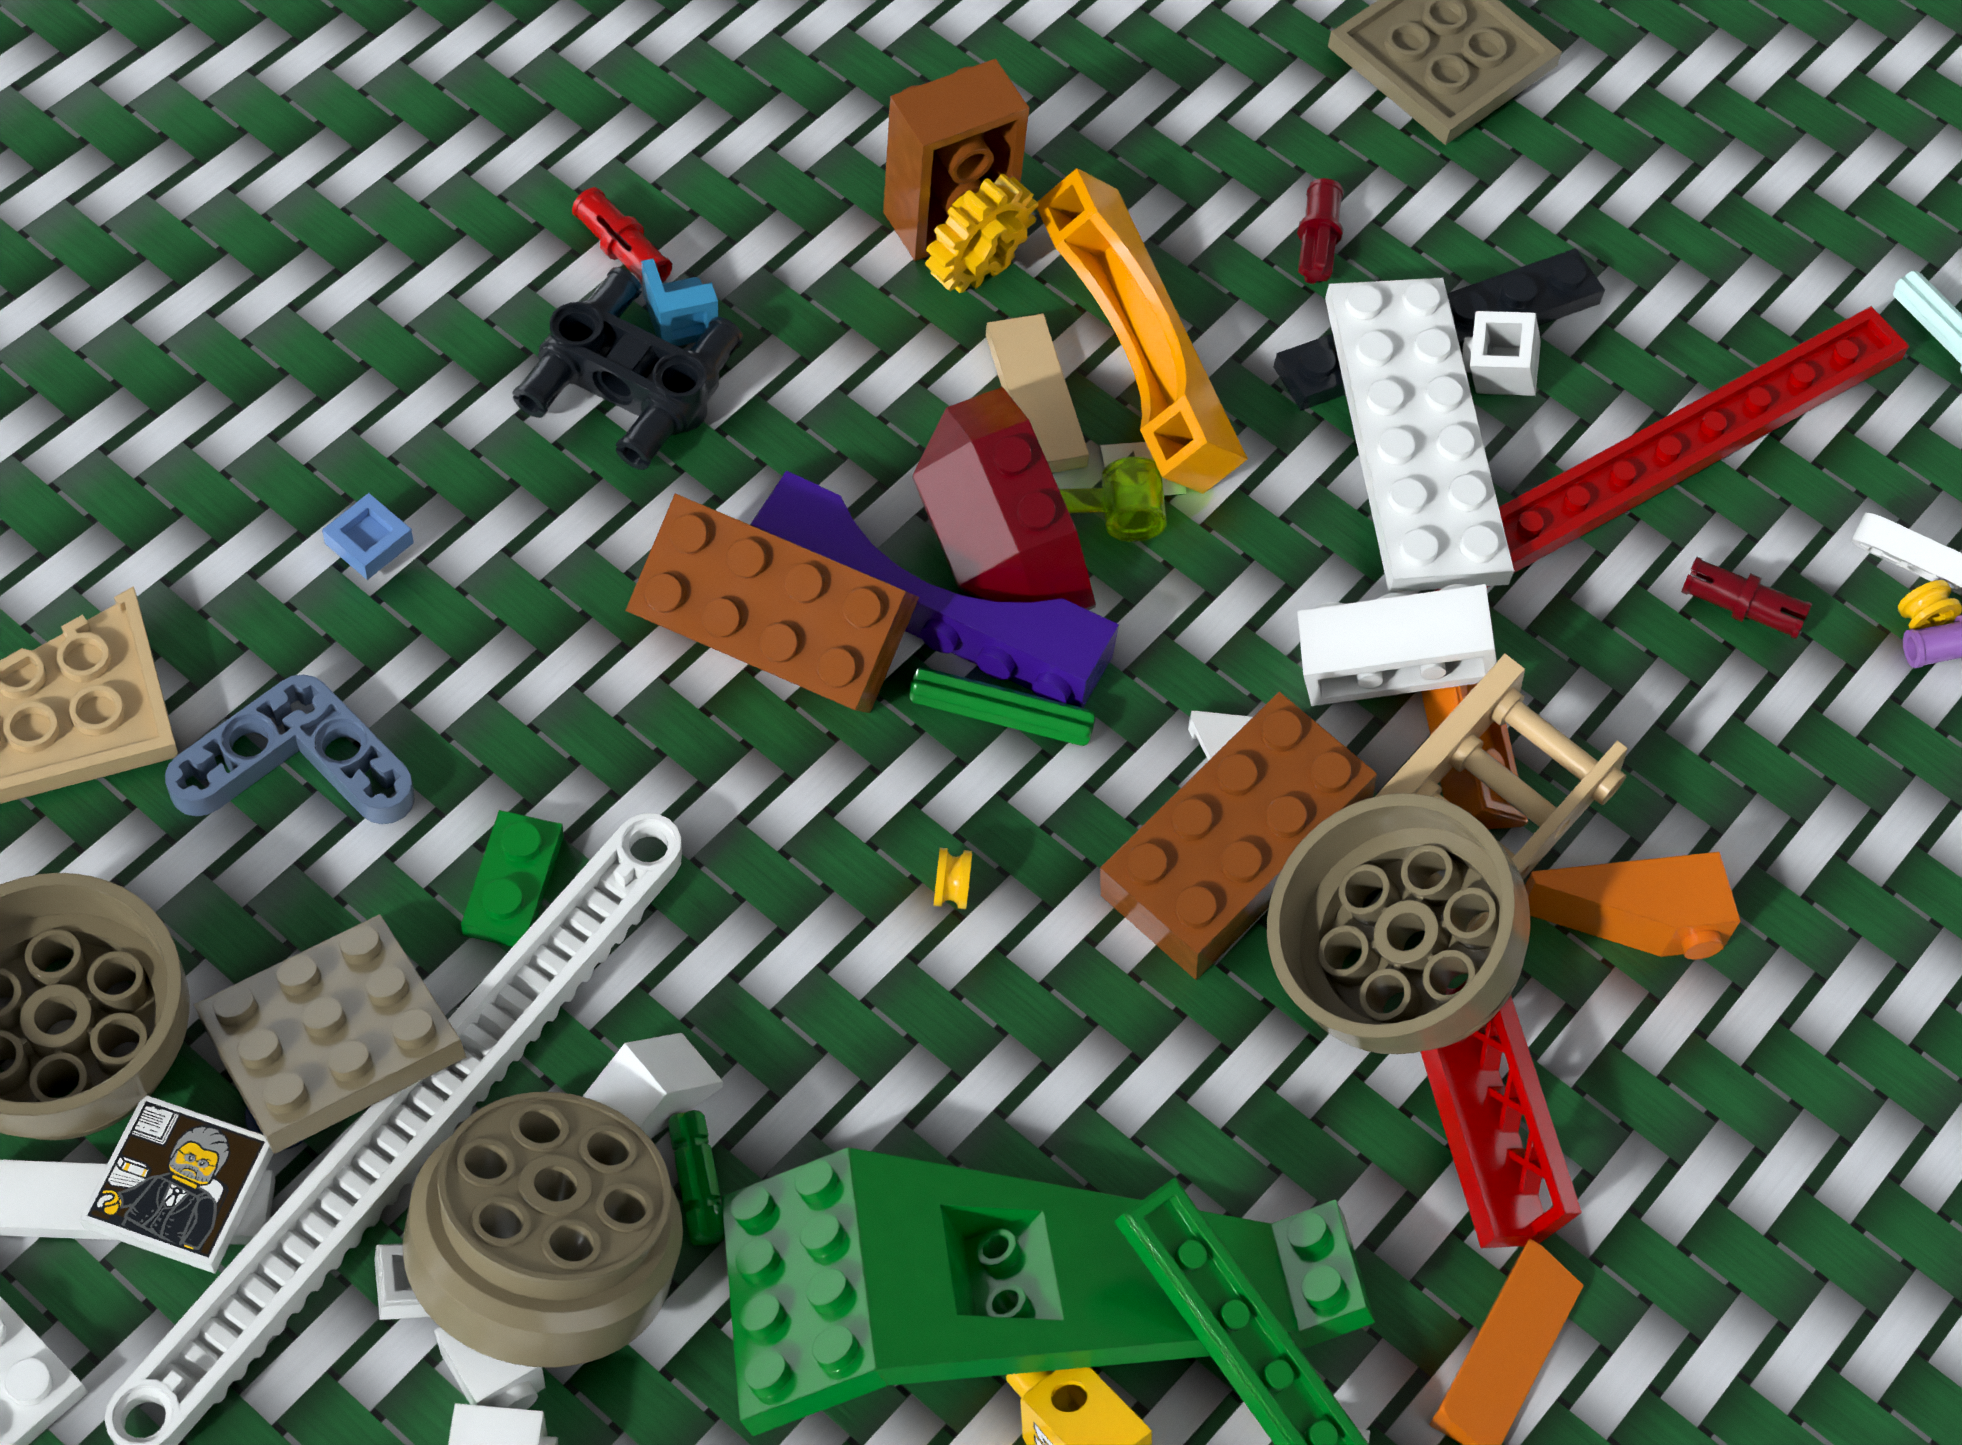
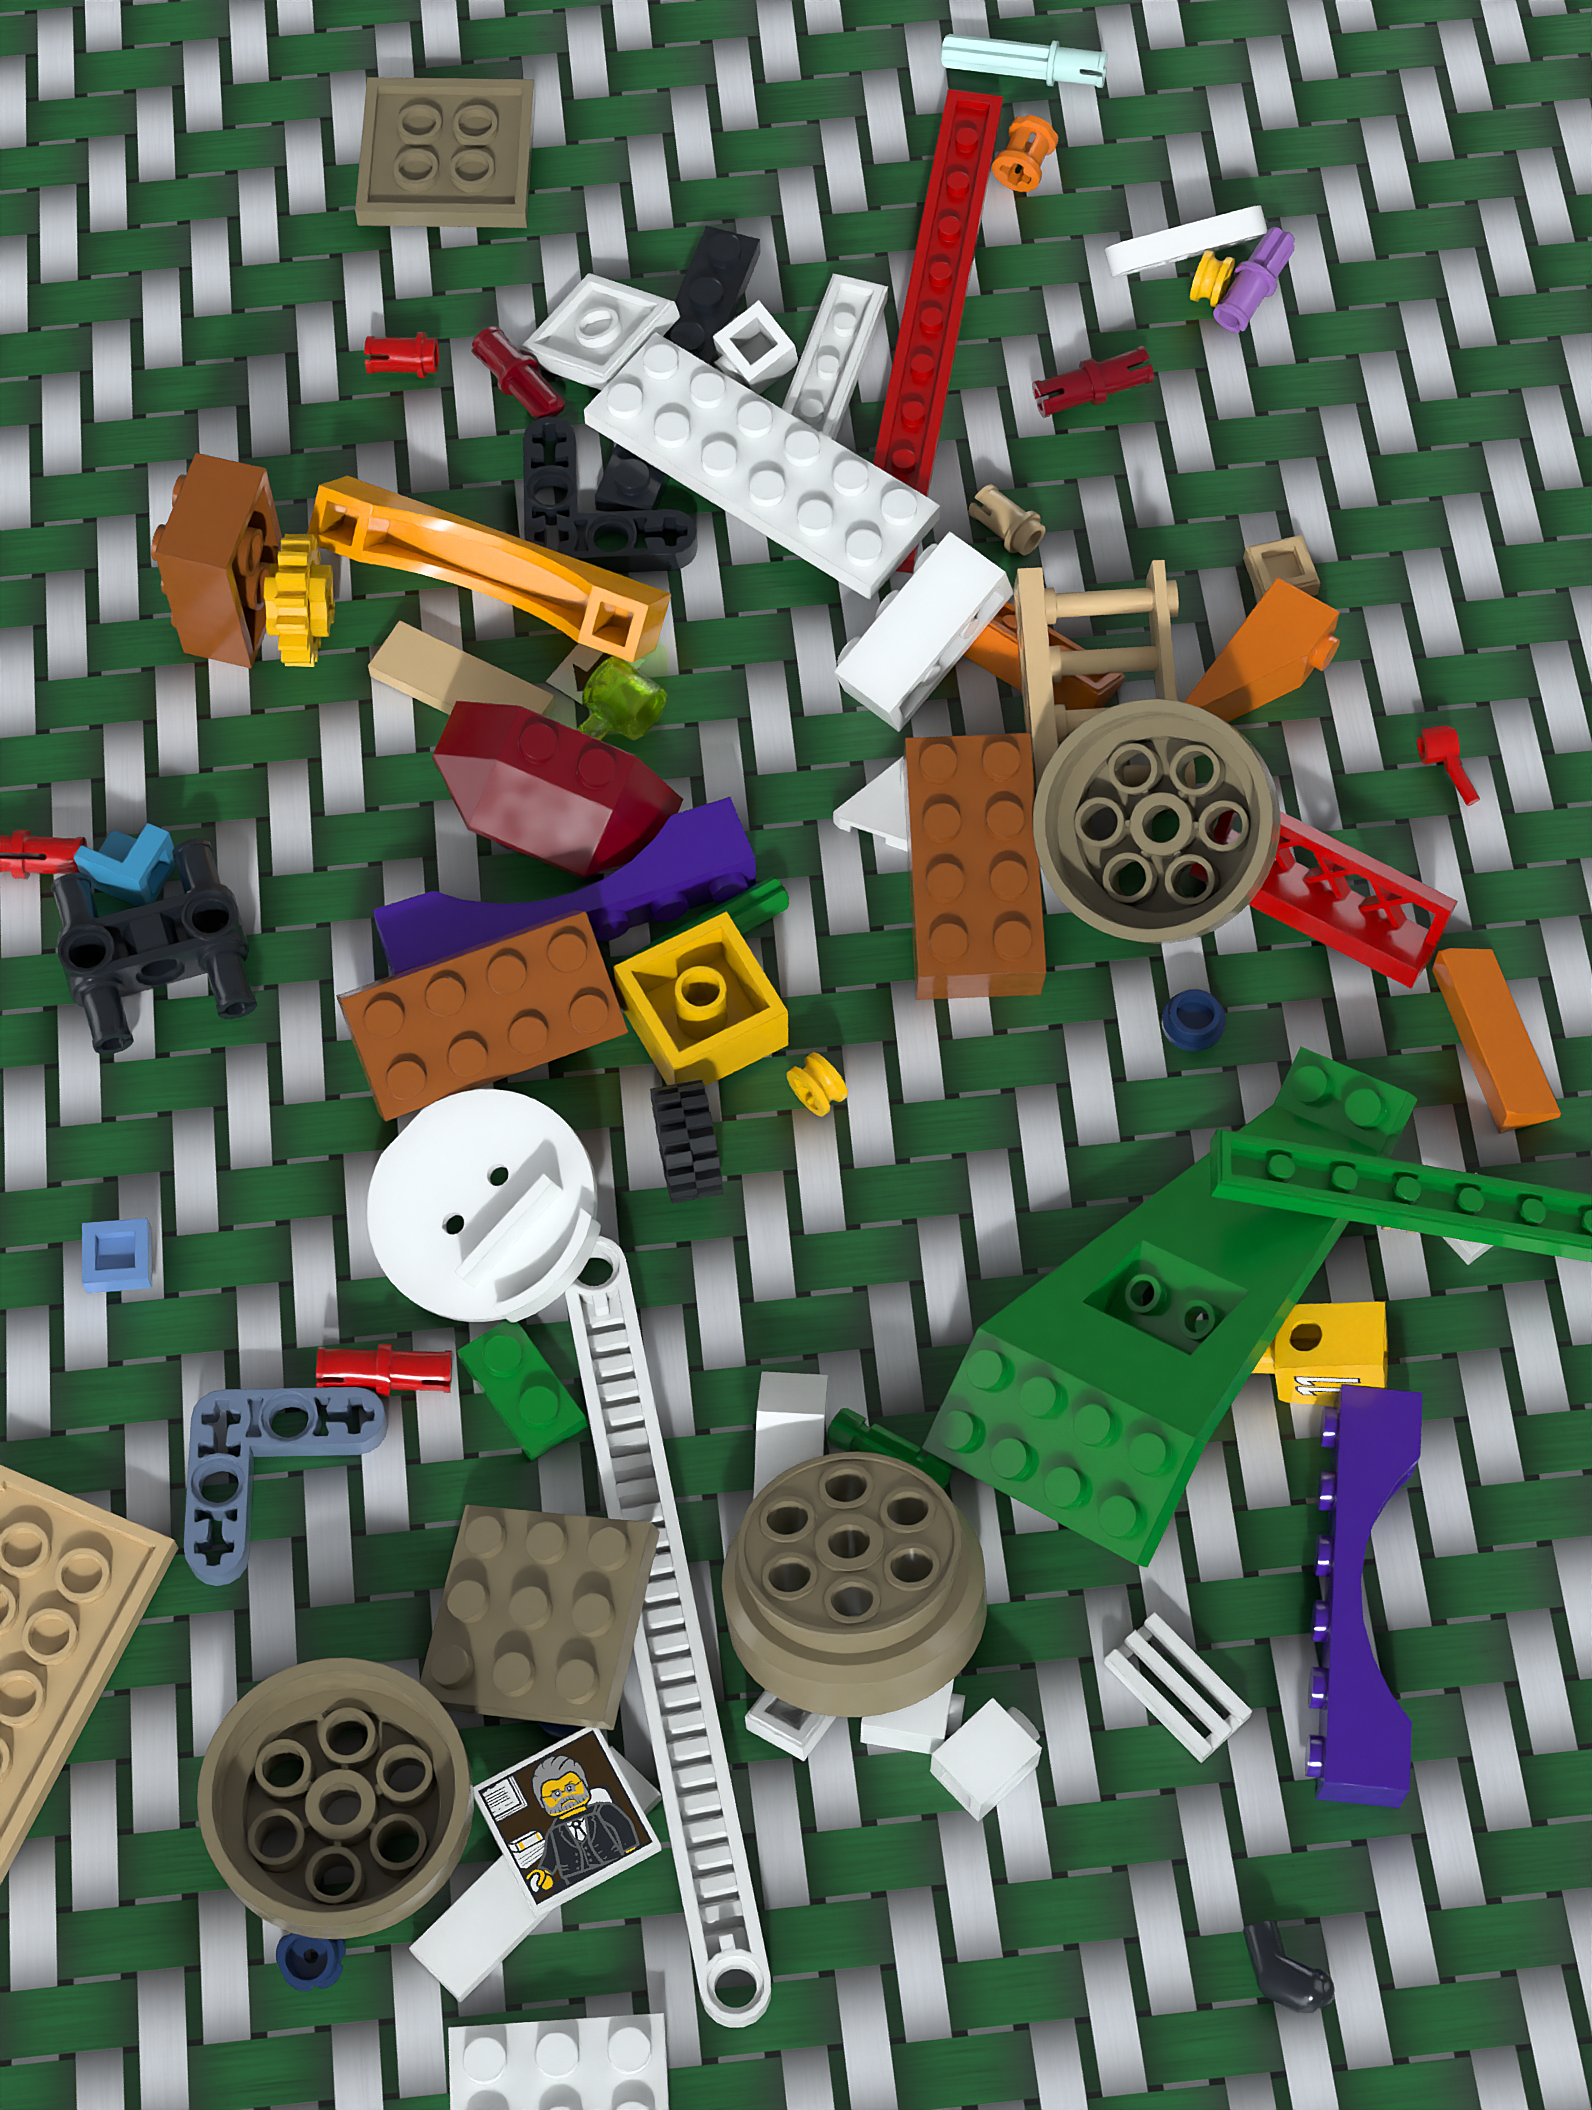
camera: 40 degrees left, 5 degrees up
(438, 775) = (384, 1369): none -> red pin
(623, 773) = (517, 1239): none -> white piece
(807, 821) = (686, 1141): none -> black tyre
(930, 744) = (702, 1003): none -> yellow brick
(1242, 366) = (581, 530): none -> black beam
(1265, 159) = (402, 355): none -> red pin
(1283, 1106) = (1193, 1020): none -> dark blue plate
(1411, 247) = (598, 330): none -> white tile
(1564, 644) = (1016, 527): none -> tan pin
(1567, 414) = (835, 353): none -> white tile
(1718, 1098) = (1442, 745): none -> red hand
(1747, 858) = (1281, 559): none -> tan tile
(1882, 399) = (1025, 153): none -> orange bush

